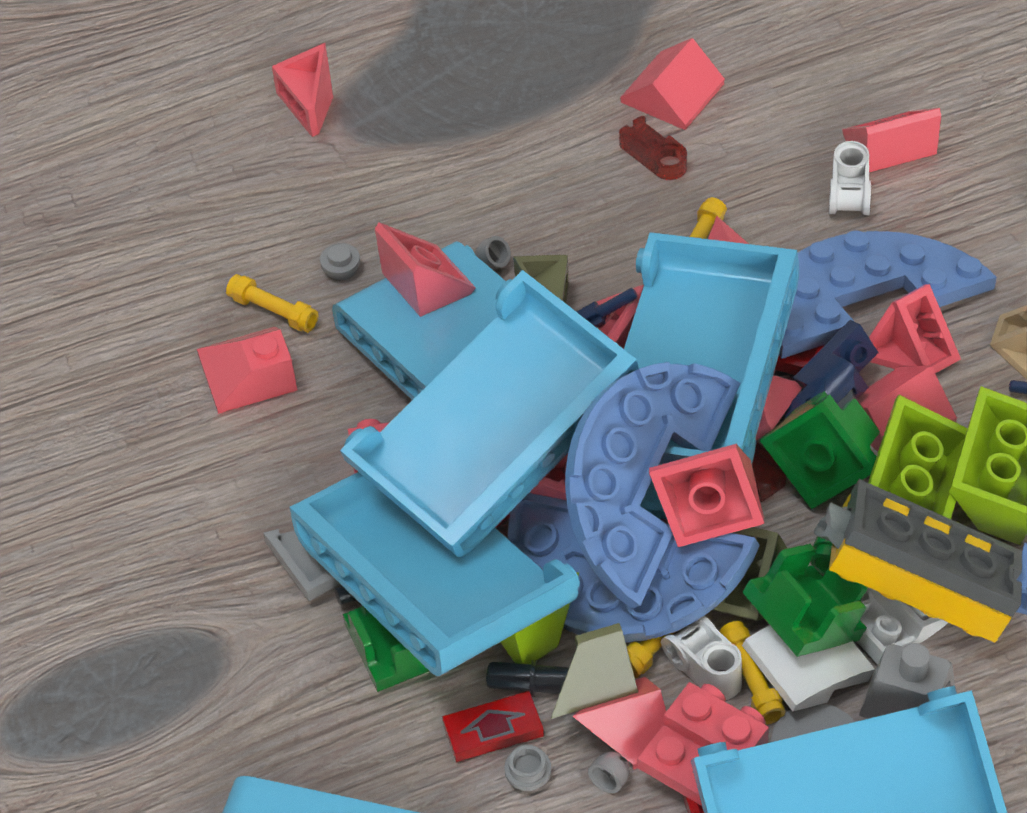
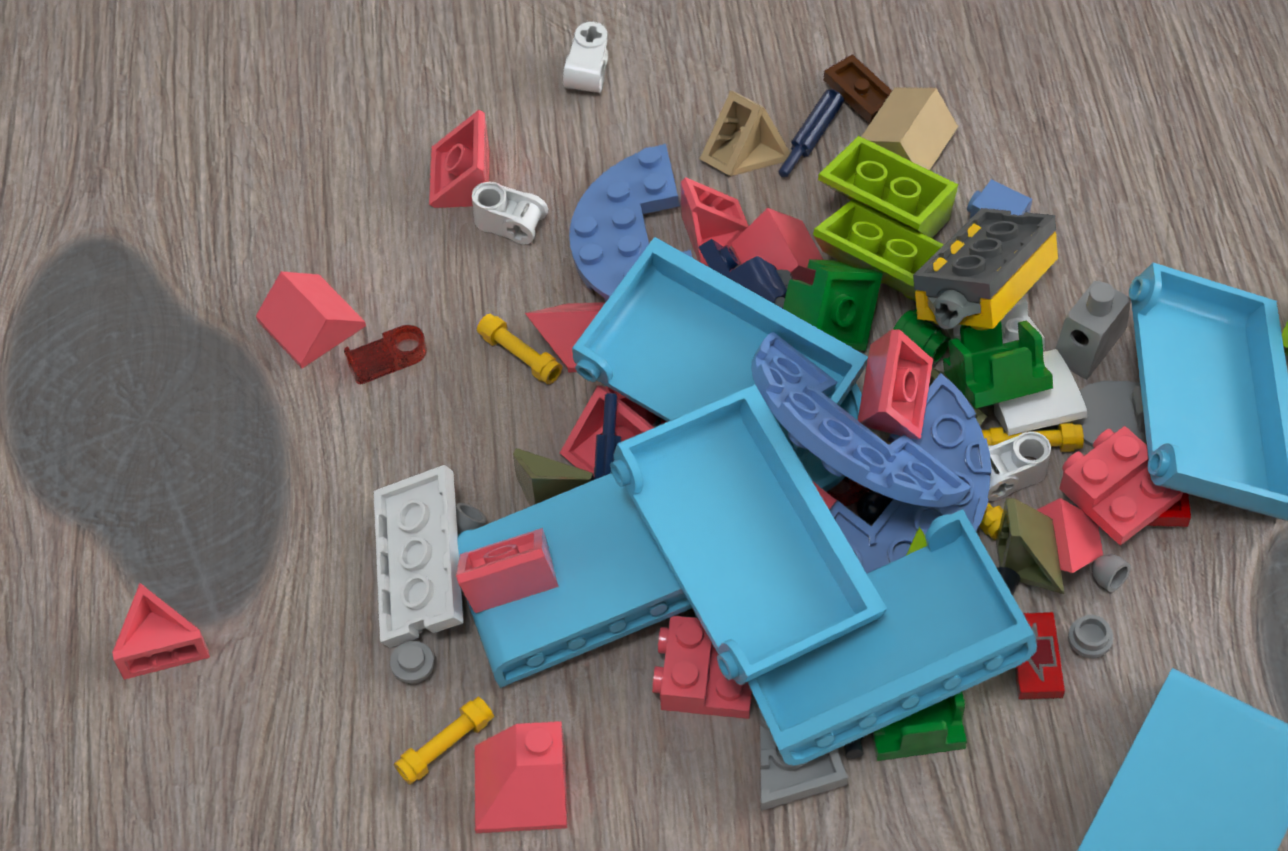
camera: 75 degrees left, 5 degrees up
(449, 220) = (417, 556): none -> white piece

